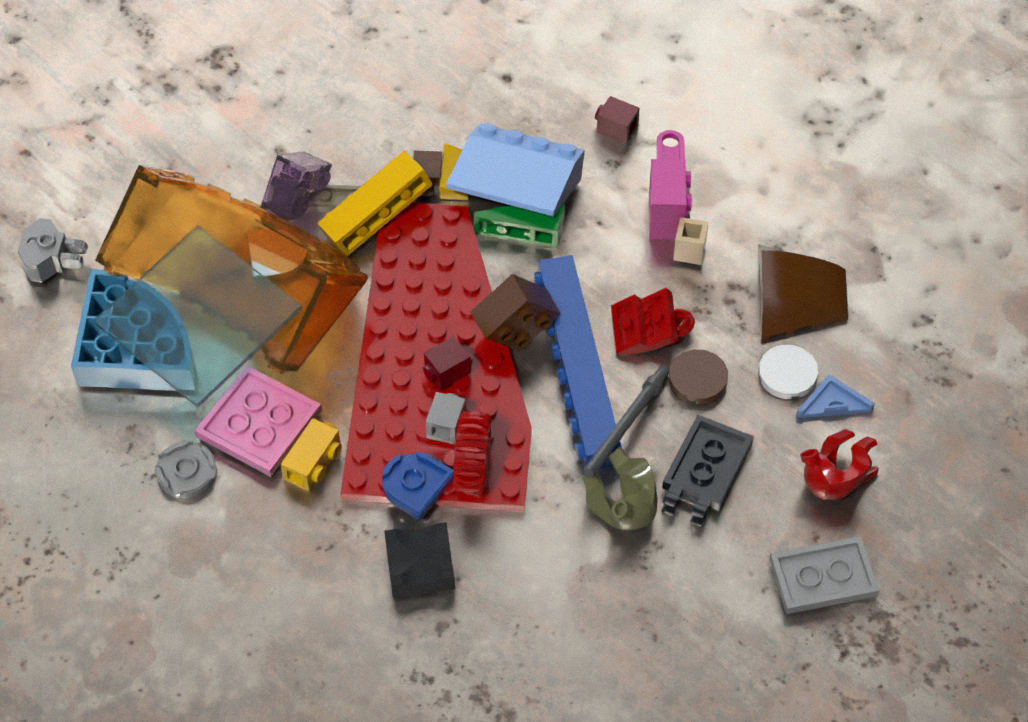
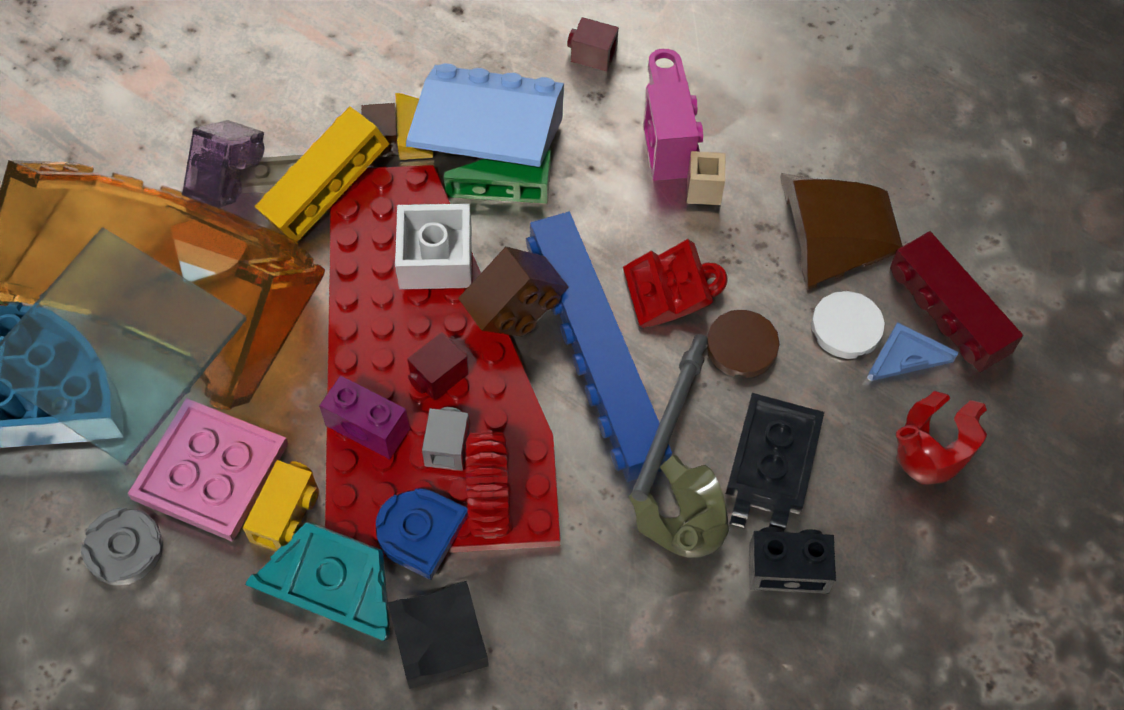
camera: 10 degrees left, 5 degrees up
(342, 509) = (330, 578): none -> teal wing
(384, 394) = (365, 417): none -> magenta brick
(457, 269) = (433, 246): none -> white brick
(702, 541) = (792, 561): none -> black brick
(824, 575) = (947, 585): light grey plate -> none
(880, 363) = (955, 301): none -> dark red brick

